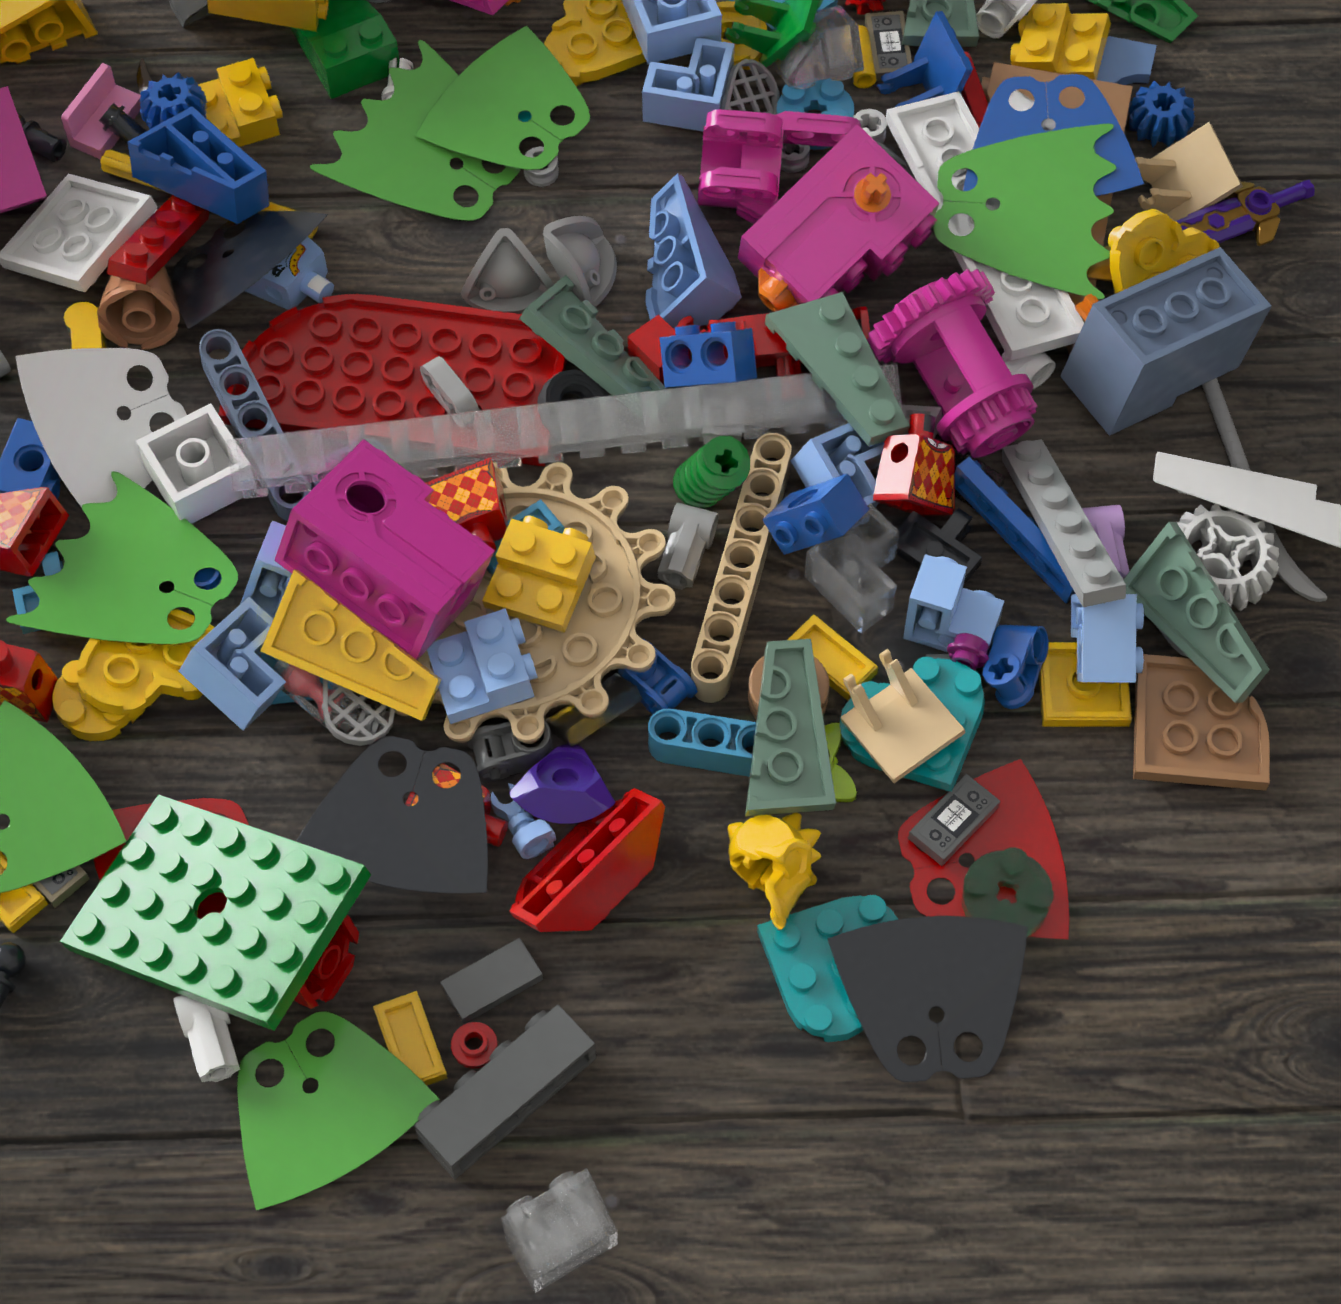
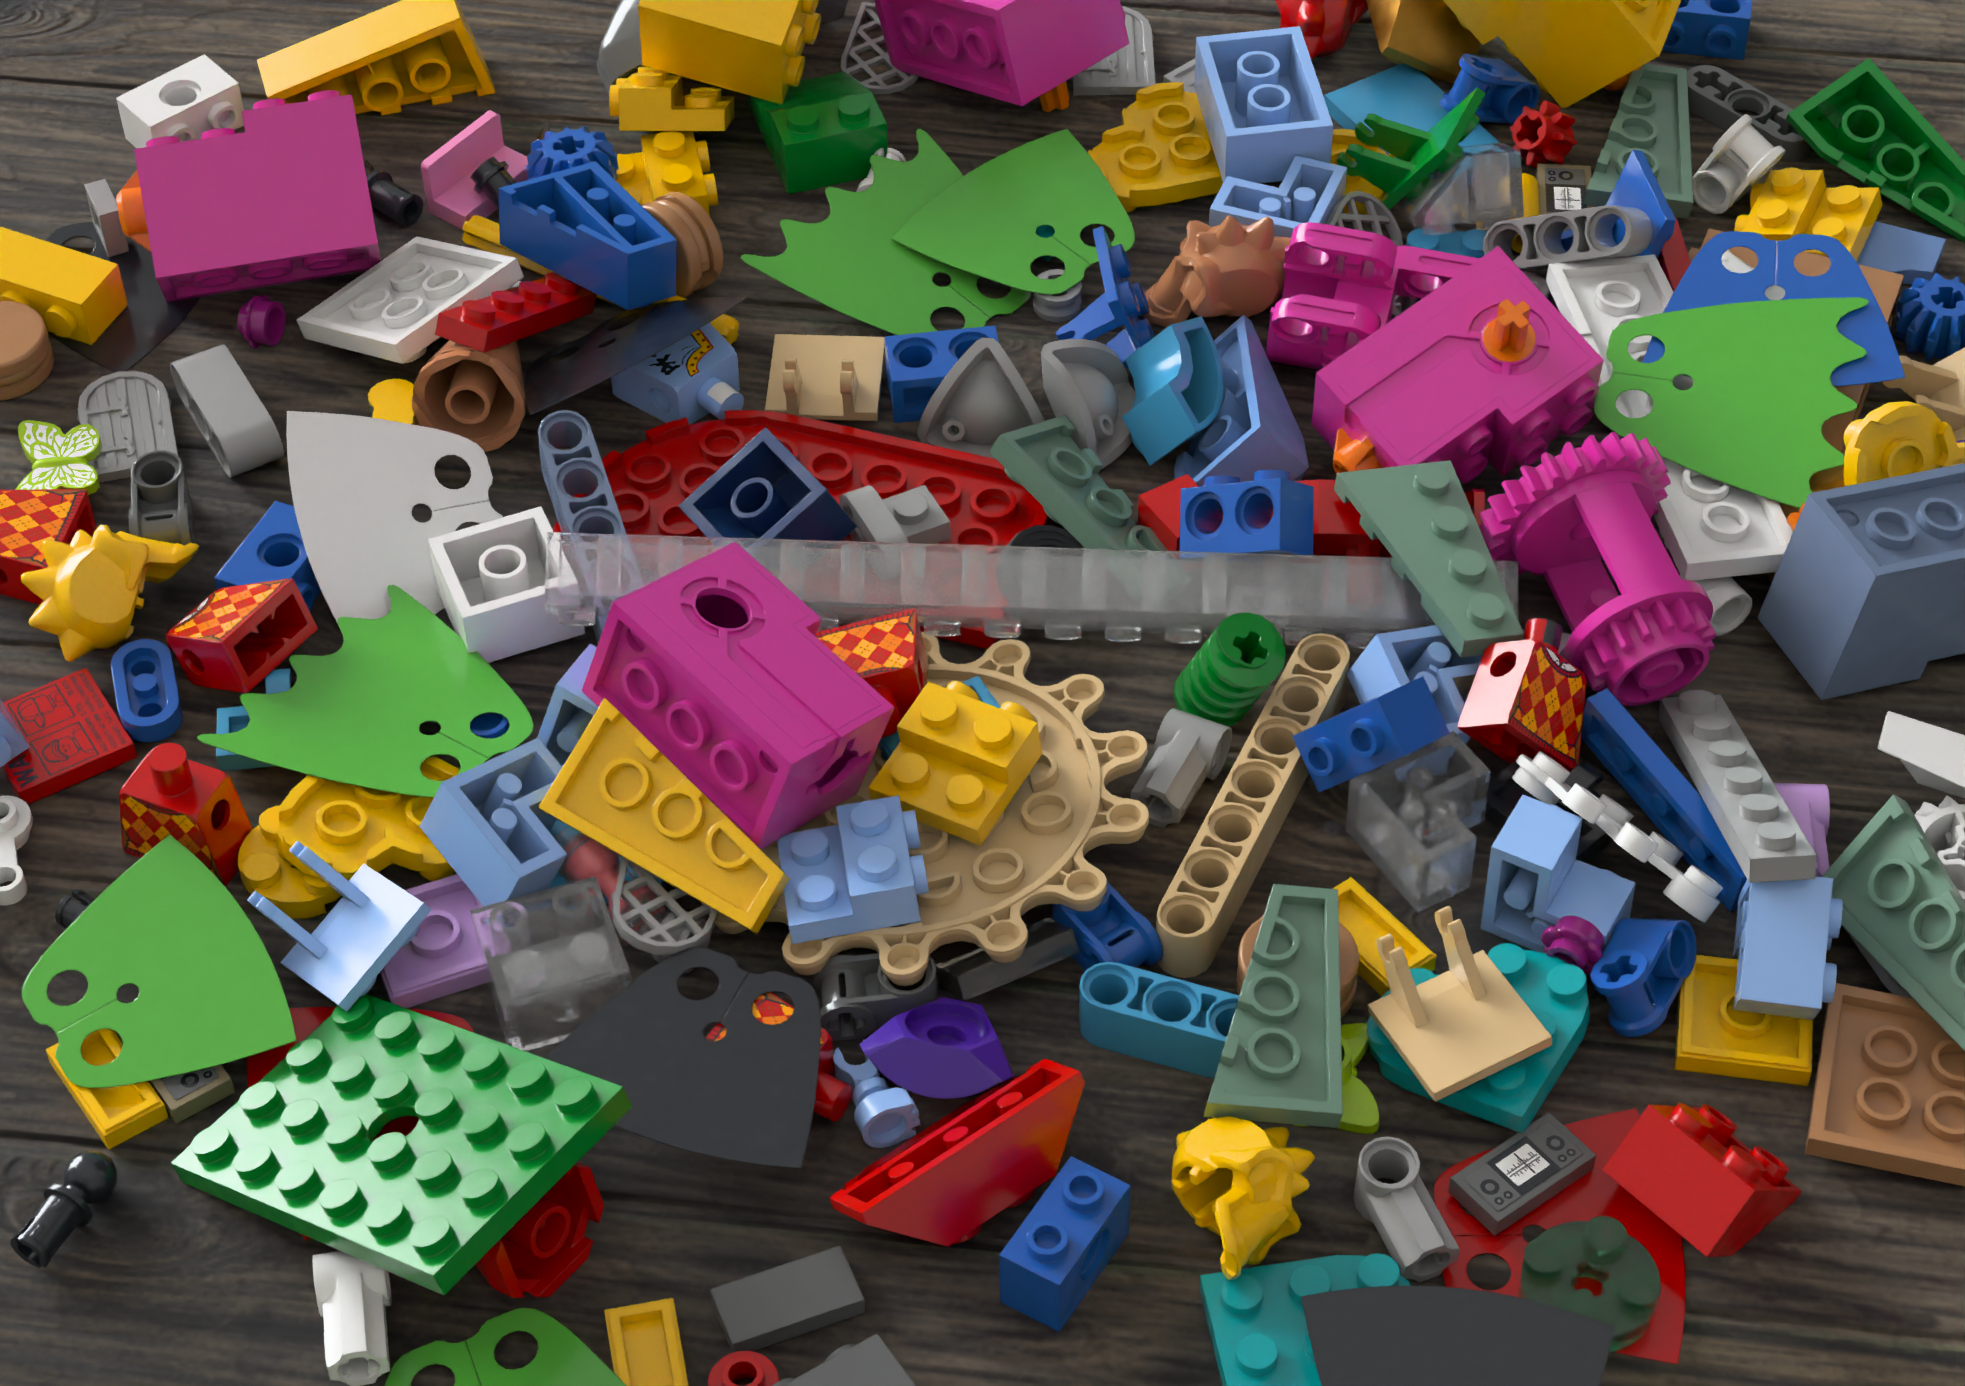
camera: 10 degrees right, 15 degrees down
(148, 757) = (356, 935): none -> light blue plate
(201, 747) = (444, 950): none -> lavender tile
(225, 42) = (656, 103): none -> yellow plate
(270, 154) = (698, 241): none -> medium nougat head
(288, 757) = (550, 961): none -> clear slope
(370, 382) = (766, 496): none -> dark blue slope
(387, 256) = (826, 376): none -> tan plate
(461, 241) = (921, 362): none -> blue brick
(475, 372) = (919, 516): none -> light grey plate
(589, 187) = (1117, 306): none -> blue plate
(639, 244) = (1175, 388): none -> dark azure brick
(655, 140) = (1220, 272): none -> nougat head
(667, 917) = (1064, 1243): none -> blue brick
(883, 96) = (1591, 234): none -> light grey beam
(884, 862) = (1403, 1210): none -> light grey piece
(975, 551) = (1545, 781): none -> white plant
(1070, 809) = (1701, 1177): none -> red slope

